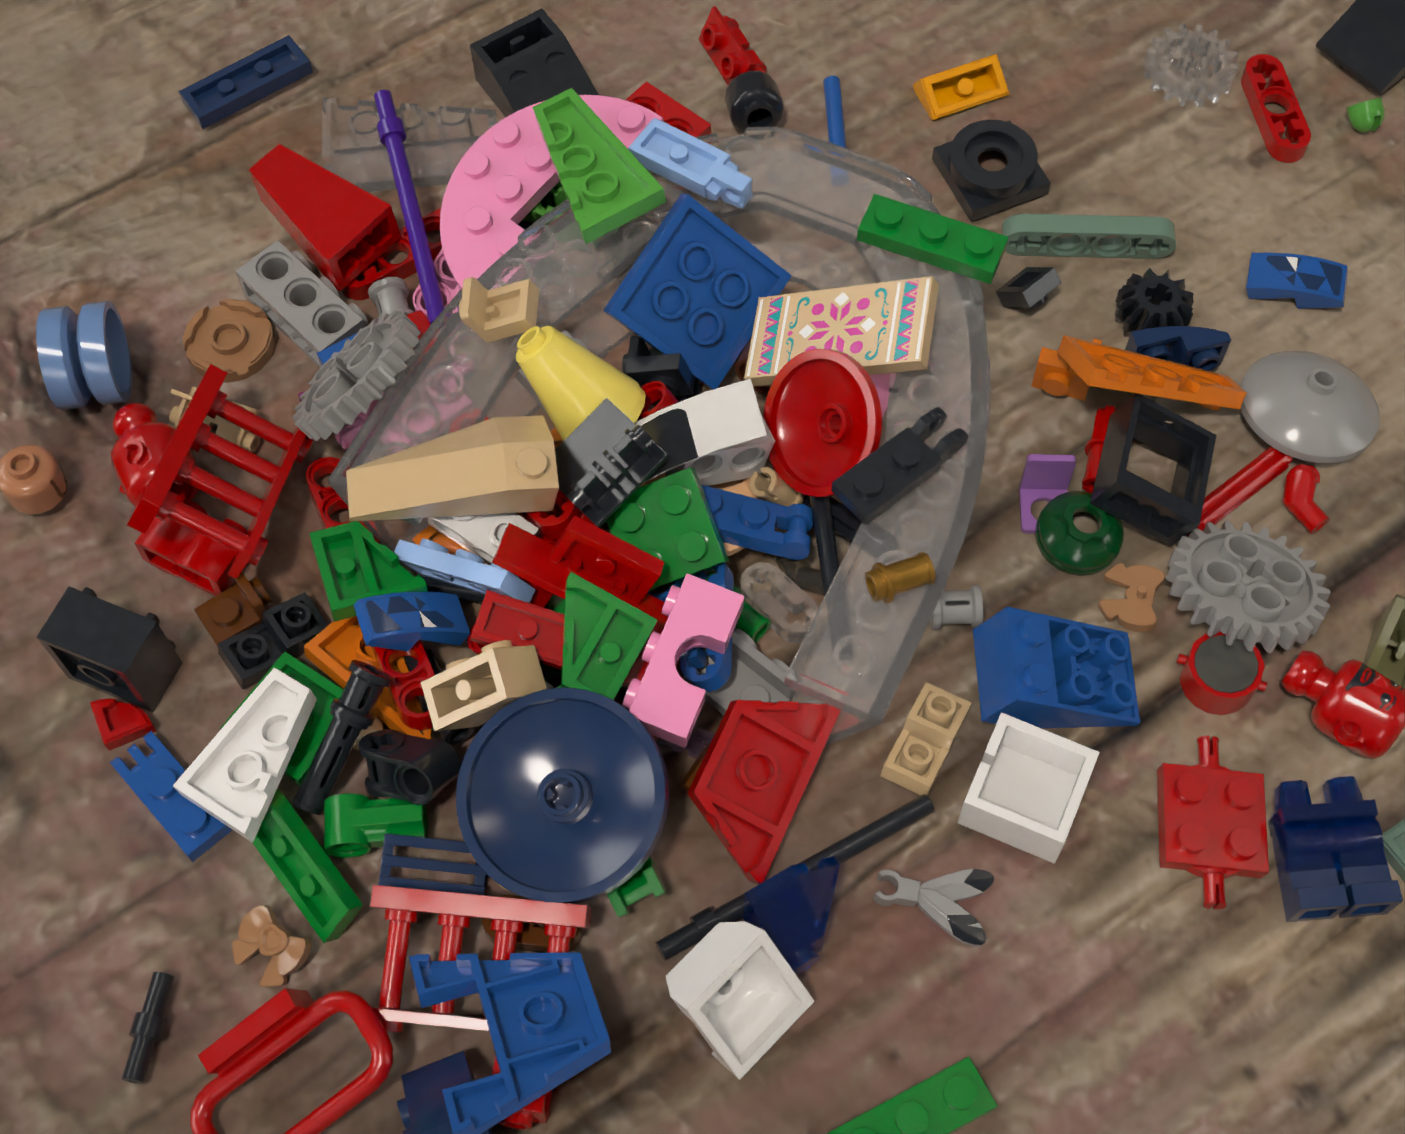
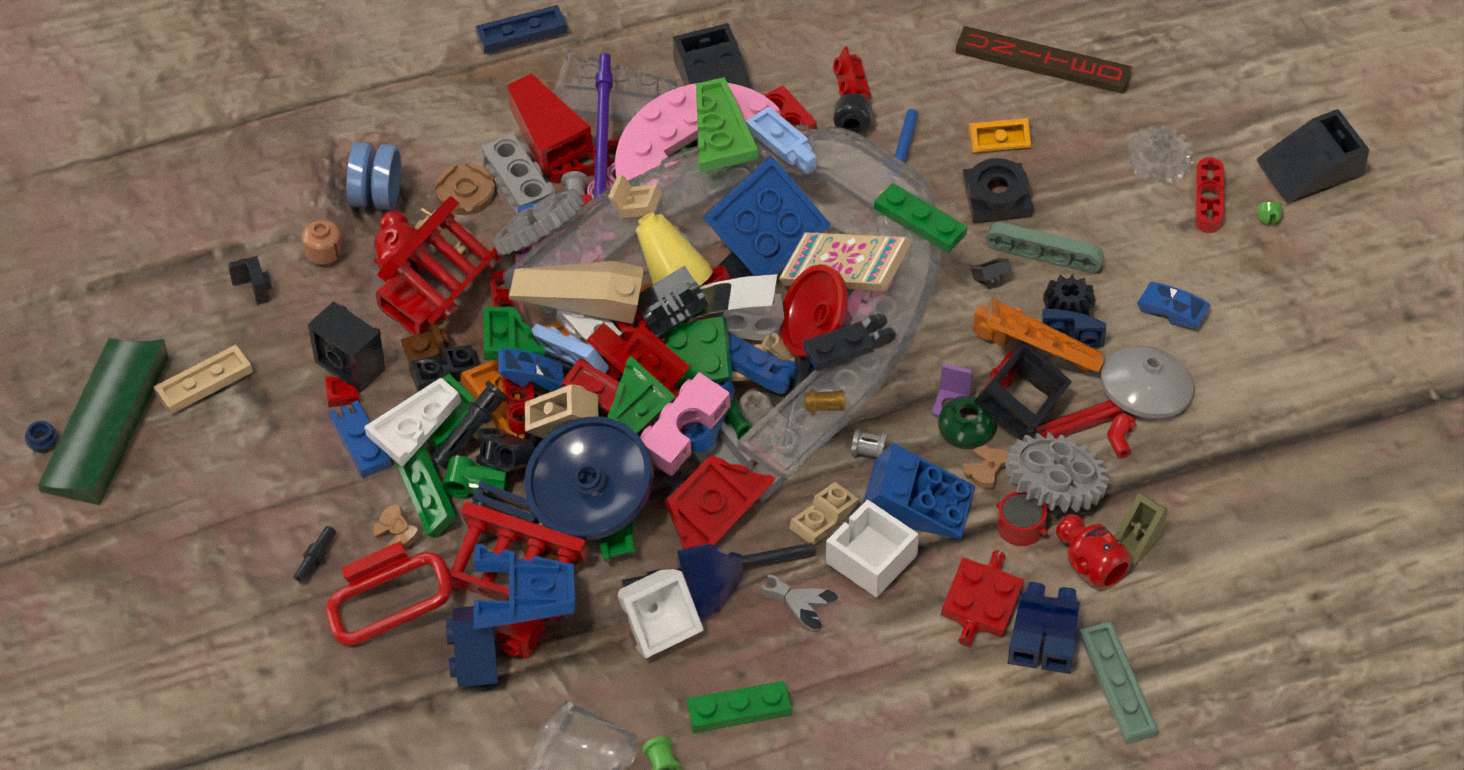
camera: 15 degrees right, 10 degrees down
(666, 368) = (733, 262): black bracket -> none

